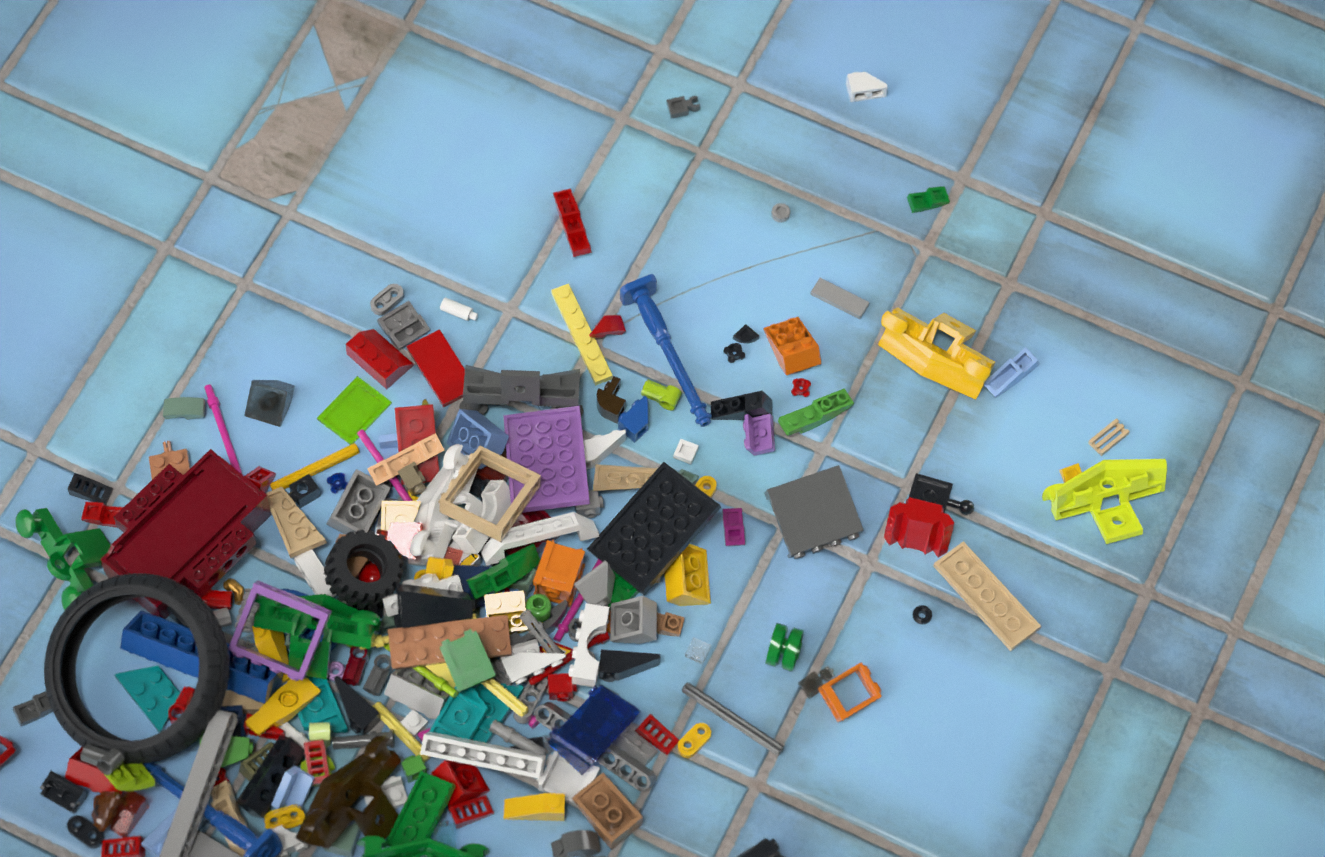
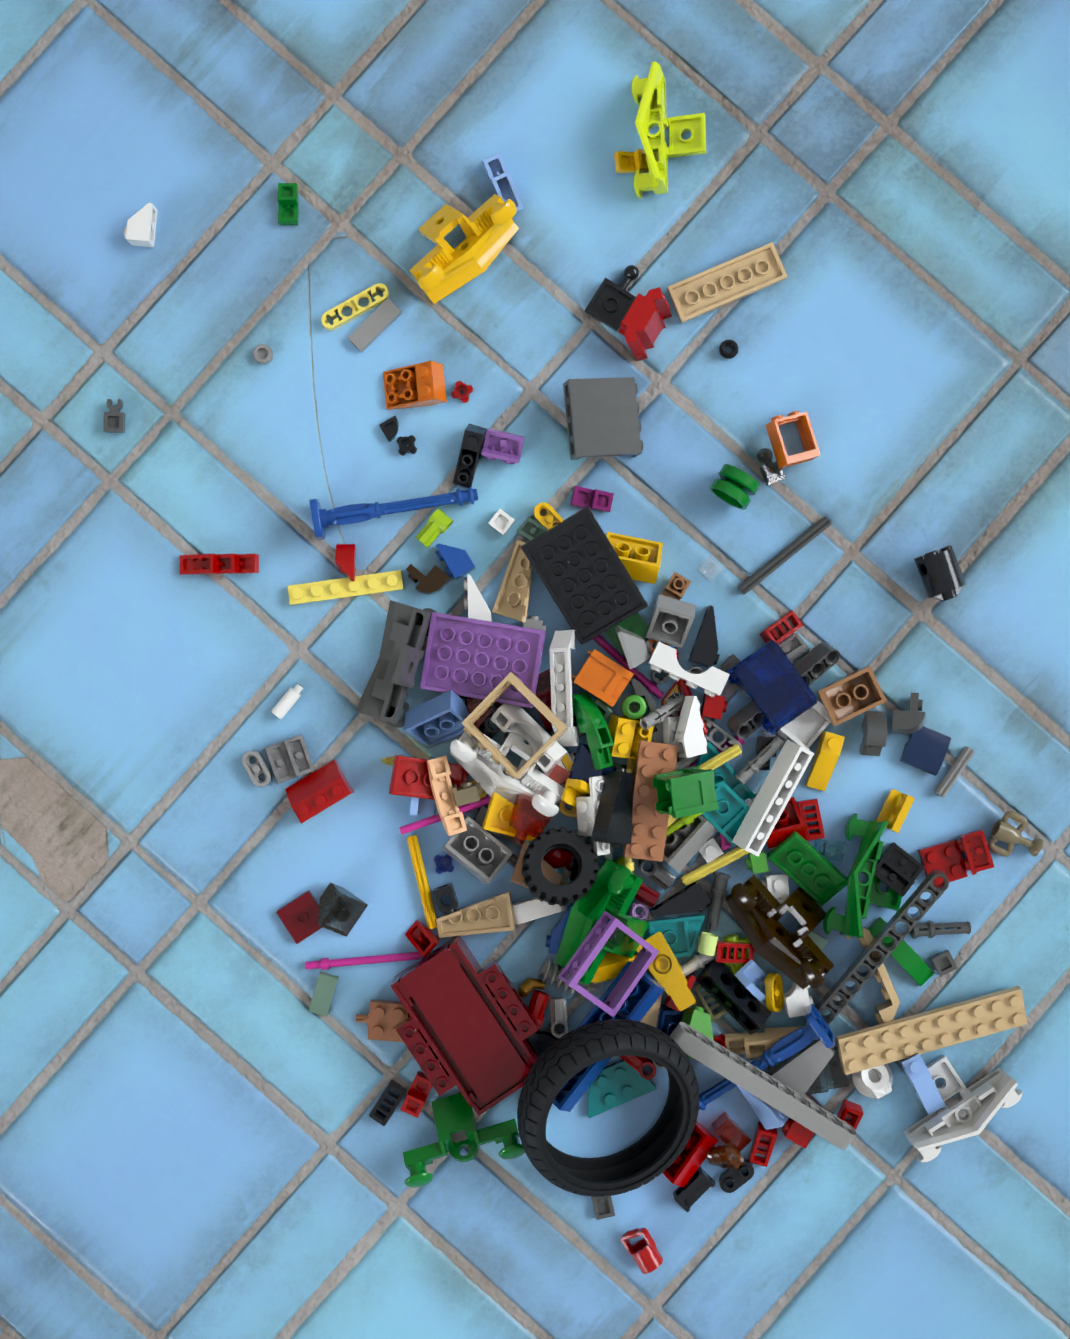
camera: 65 degrees left, 25 degrees up
(105, 760) = (692, 1155): dark grey piece -> none
(131, 777) = (708, 1135): lime slope -> none
(253, 367) = (301, 917): none -> dark red plate
(354, 410) = (369, 829): clear neon green piece -> none
(439, 366) = (344, 735): red tile -> none
(695, 739) = (795, 597): yellow plate -> none
(817, 413) = (495, 385): bright green slope -> none
(851, 277) = (356, 309): none -> light yellow beam
(1119, 427) = (587, 99): tan tile -> none

